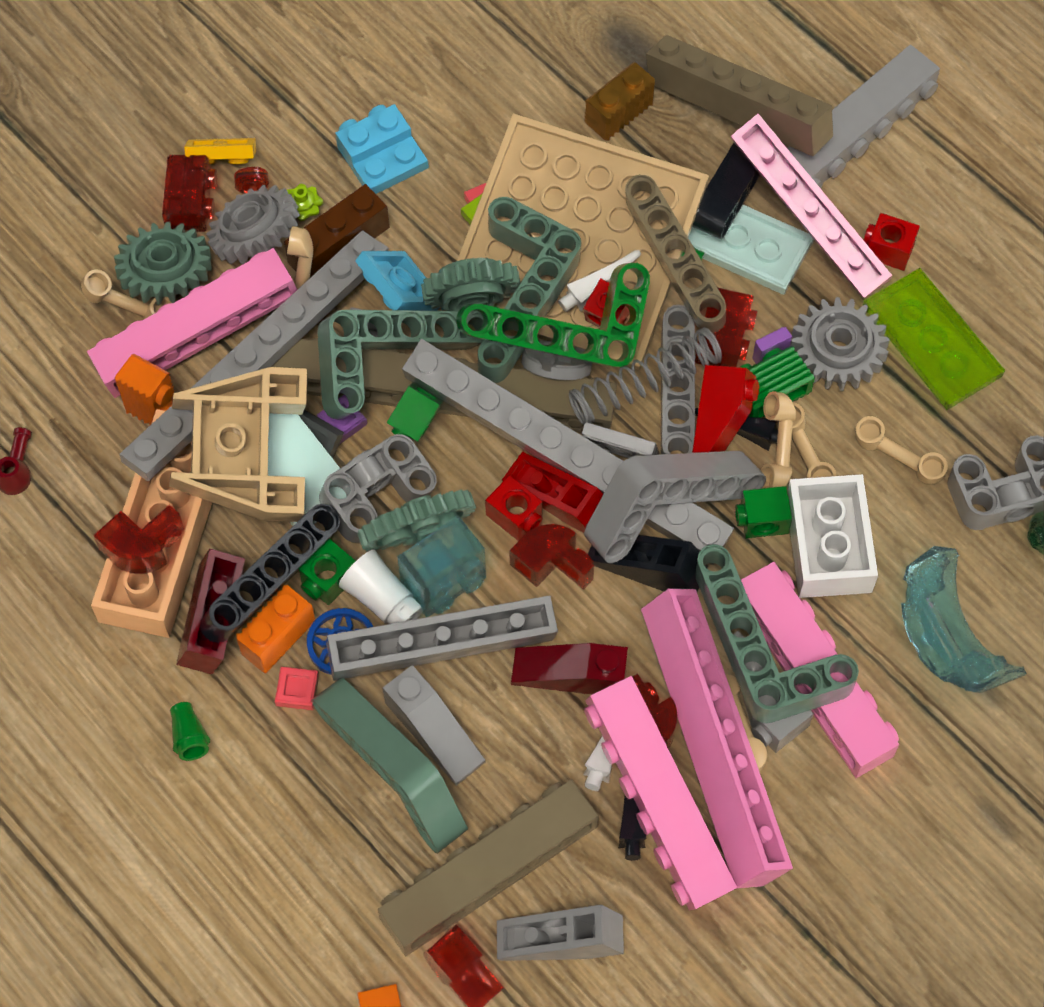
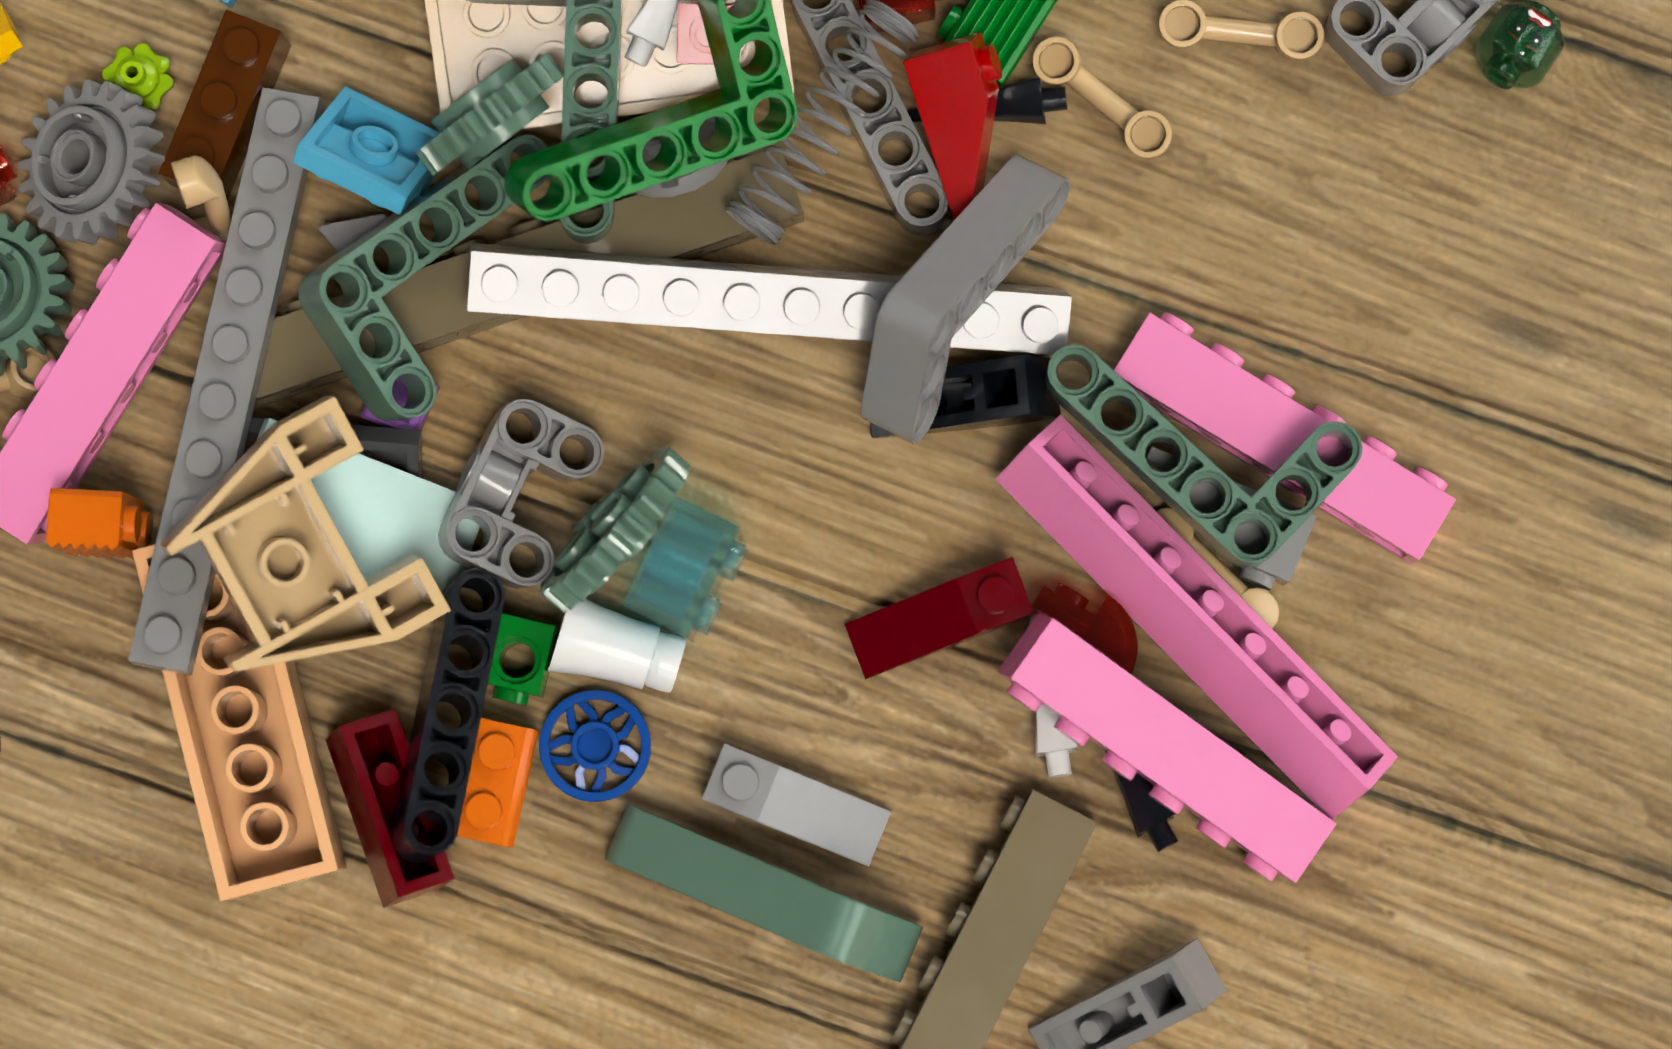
camera: 25 degrees left, 20 degrees up
(137, 548) = (238, 791): clear red brick -> none
(188, 734) = (459, 997): green cone -> none
(250, 178) = (40, 82): clear red tile -> none
(296, 688) = (570, 846): coral tile -> none
(414, 412) = (512, 356): green brick -> none
(441, 637) = (741, 678): light grey brick -> none
(513, 494) = (711, 401): red brick -> none
(551, 548) = (813, 450): clear red brick -> none
(560, 492) = (781, 362): red slope -> none
(618, 442) = (838, 242): light grey tile -> none
(764, 512) = (1092, 233): green brick -> none
(779, 408) = (1042, 66): tan bar -> none
(831, 536) = (1208, 225): white brick -> none
(940, 630) = (1435, 288): clear light blue windscreen -> none

